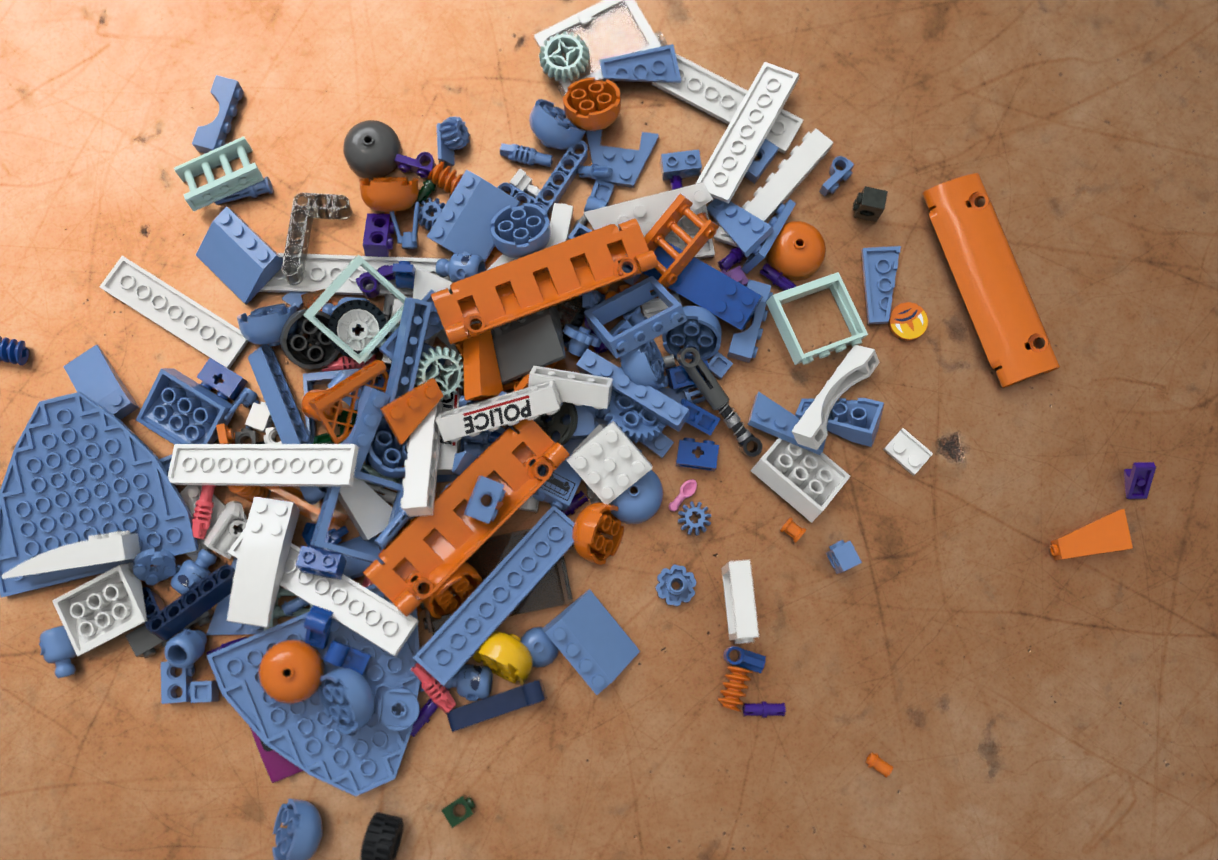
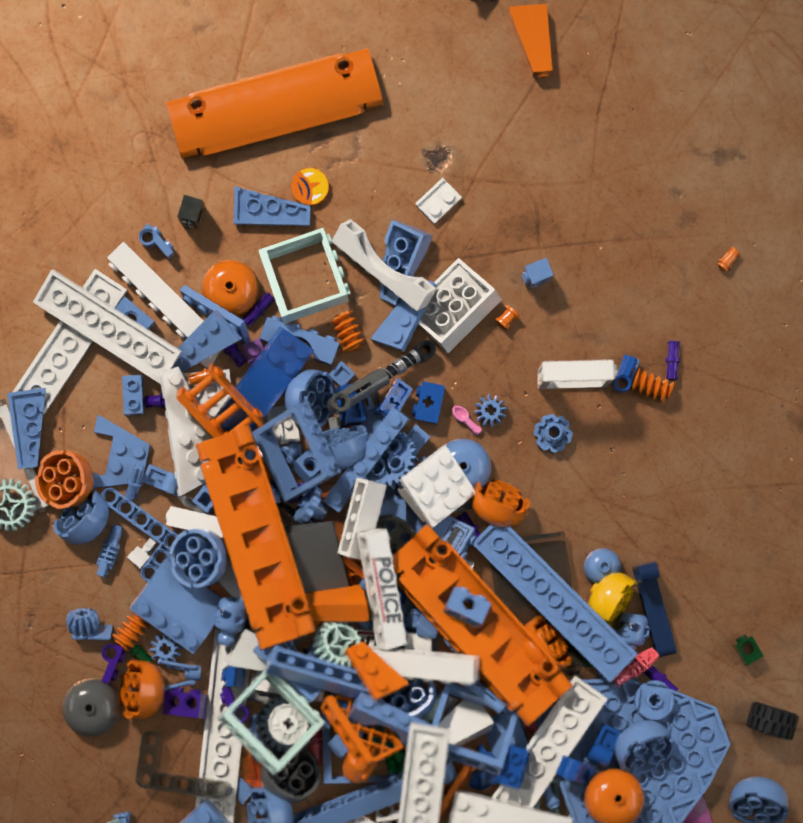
camera: 90 degrees left, 5 degrees up
(592, 641) = (601, 516): medium blue slope -> none
(763, 366) = (347, 332): none -> orange piece

